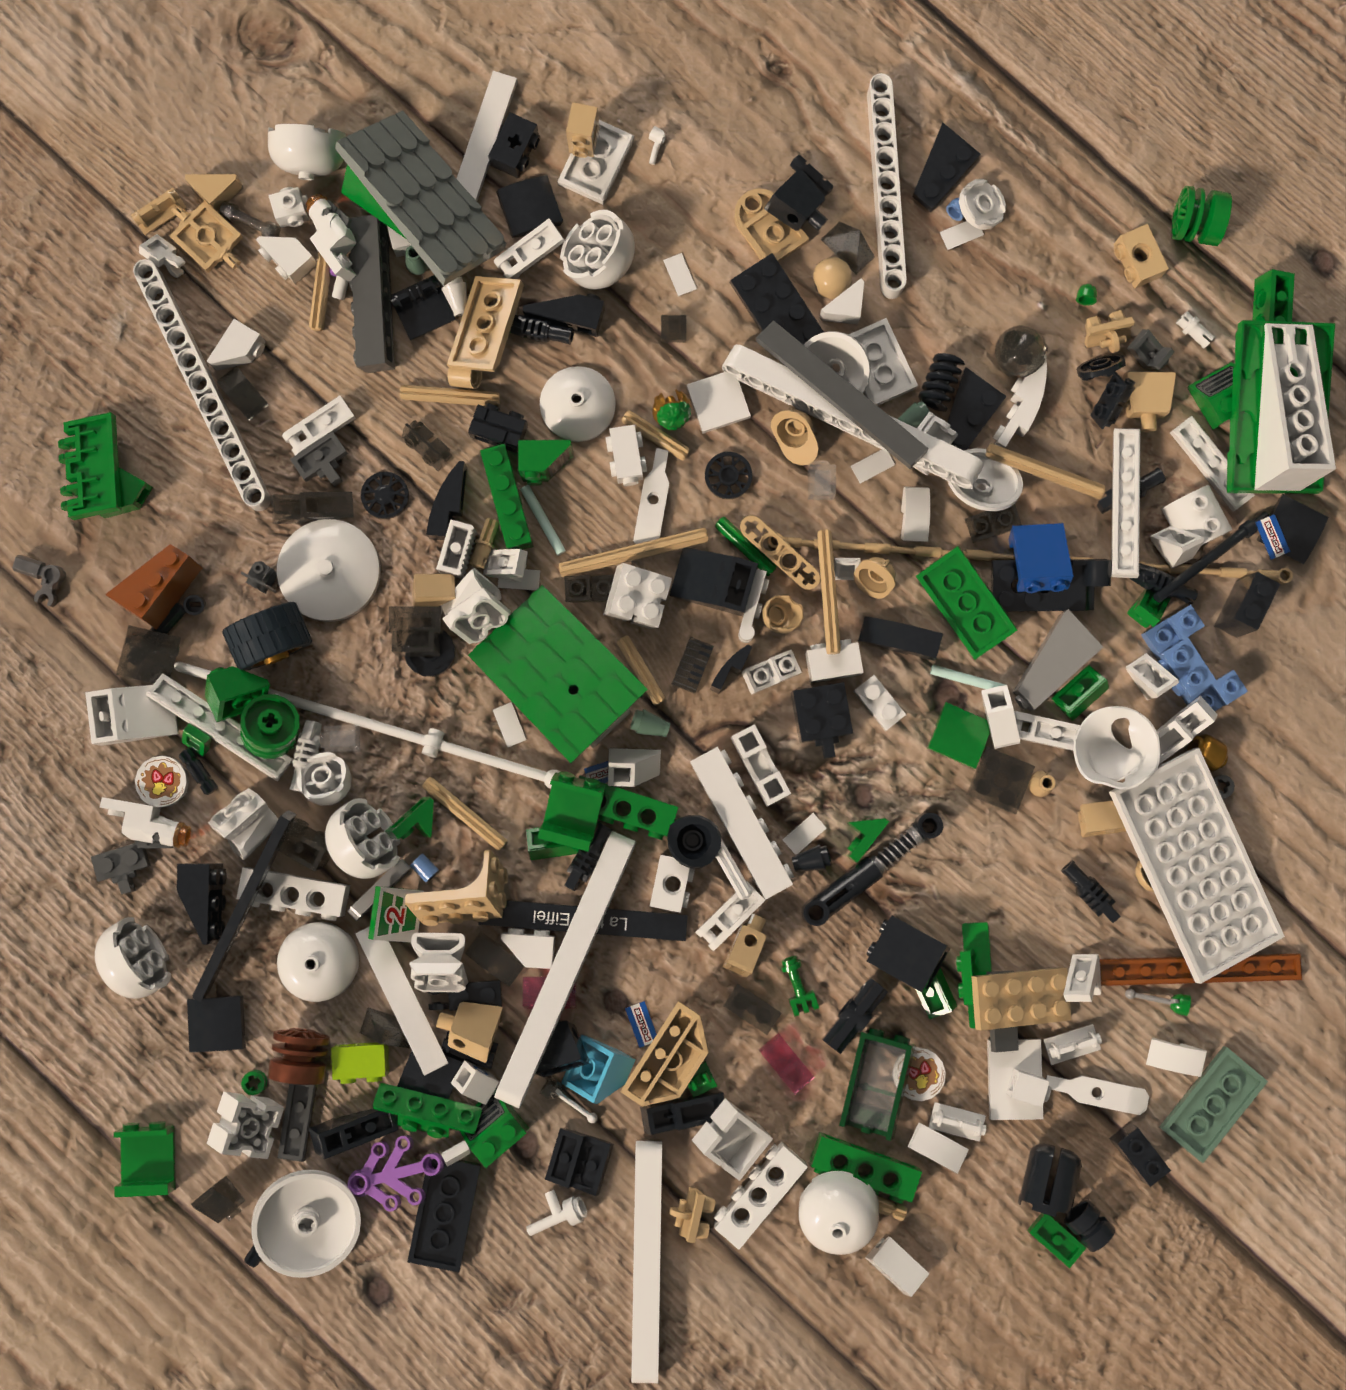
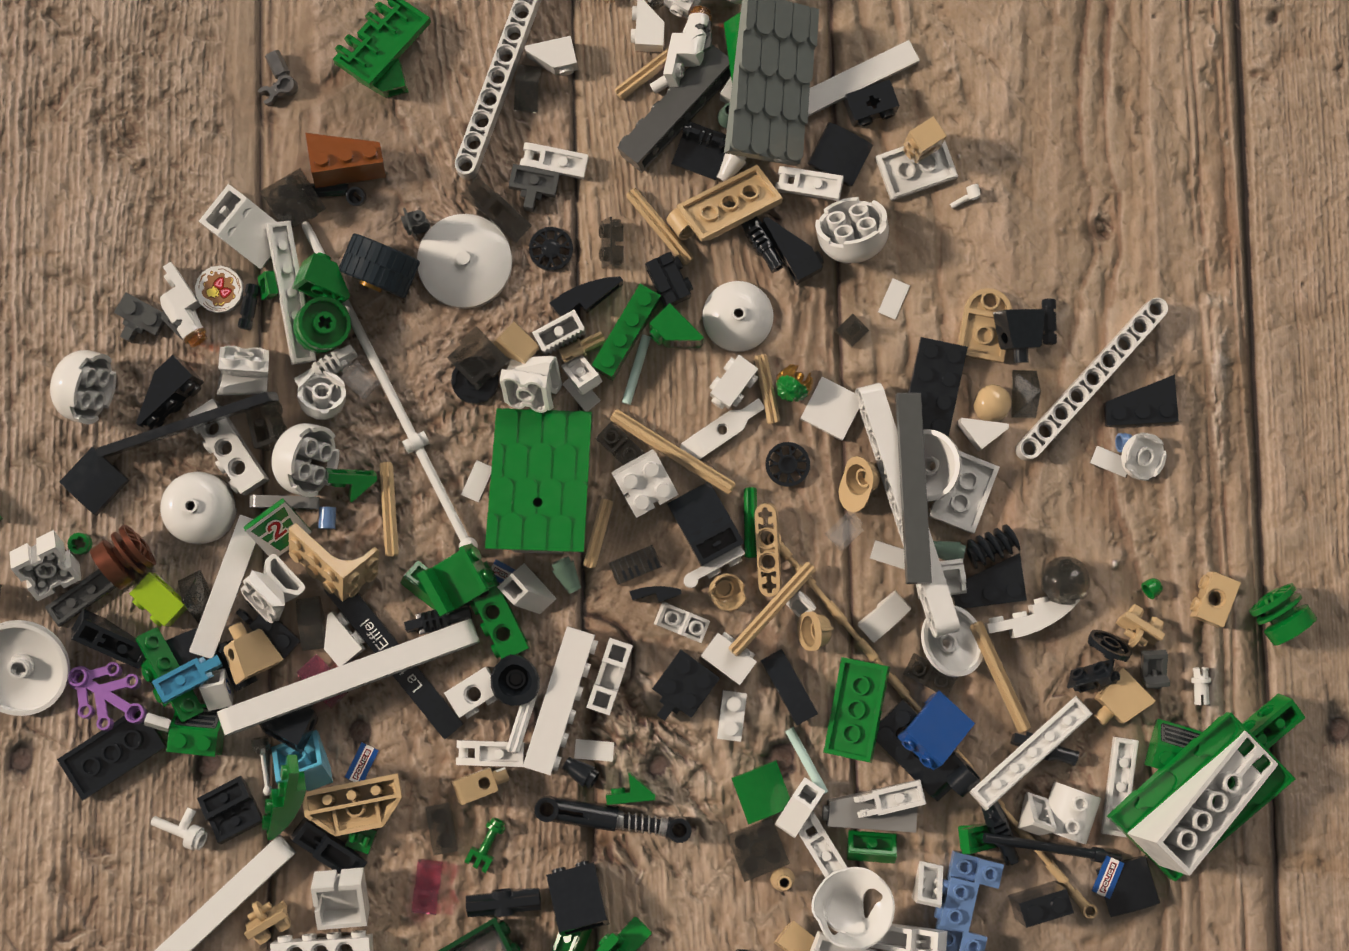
camera: 45 degrees right, 0 degrees up
(443, 1097) = (186, 677): none -> dark azure hinge
(615, 1108) = (285, 800): none -> green slope
(1062, 639) = (893, 798): none -> white hinge

